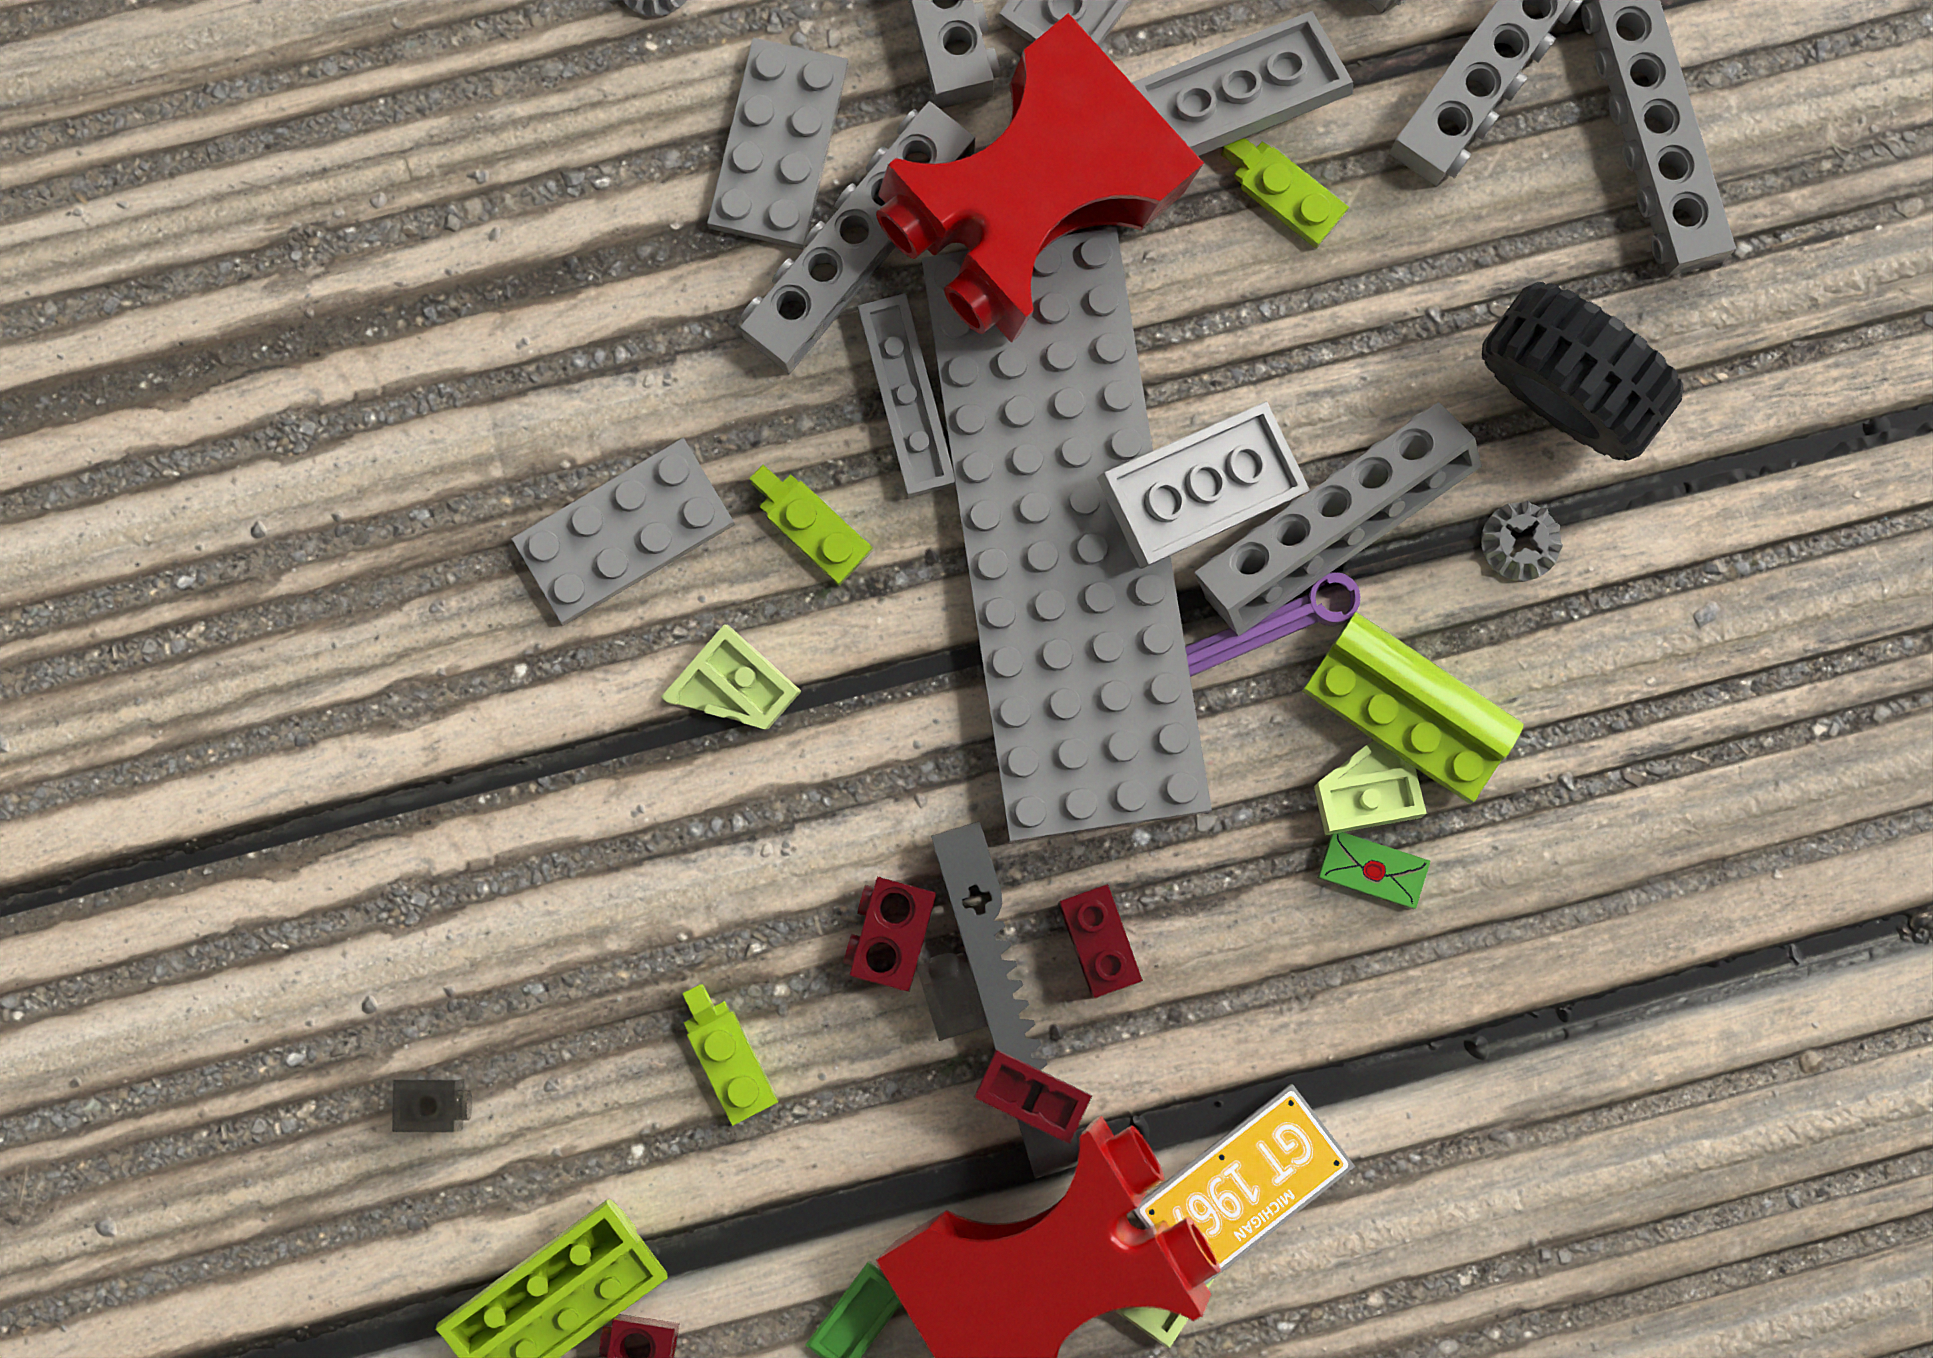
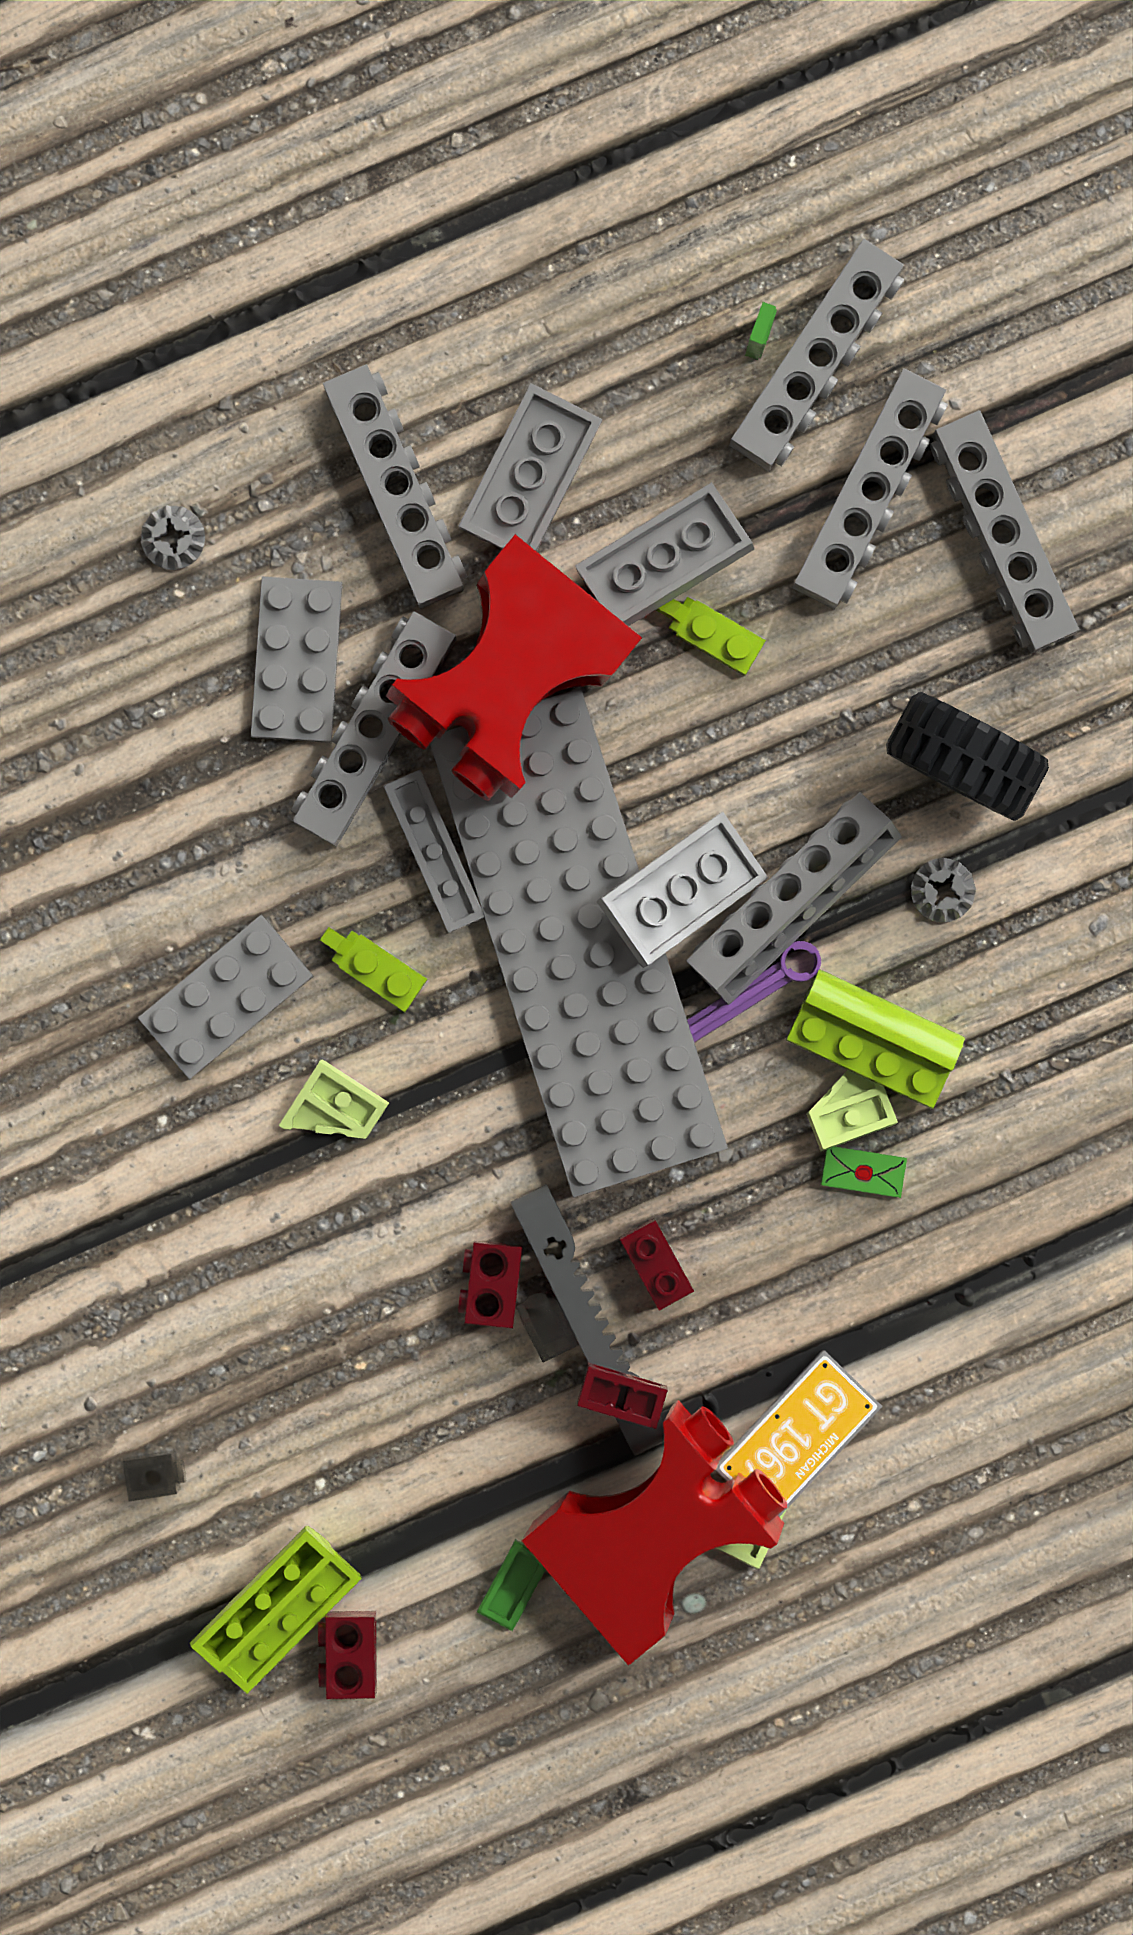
camera: 15 degrees left, 5 degrees up
(727, 1057) = (379, 1400): lime hinge -> none

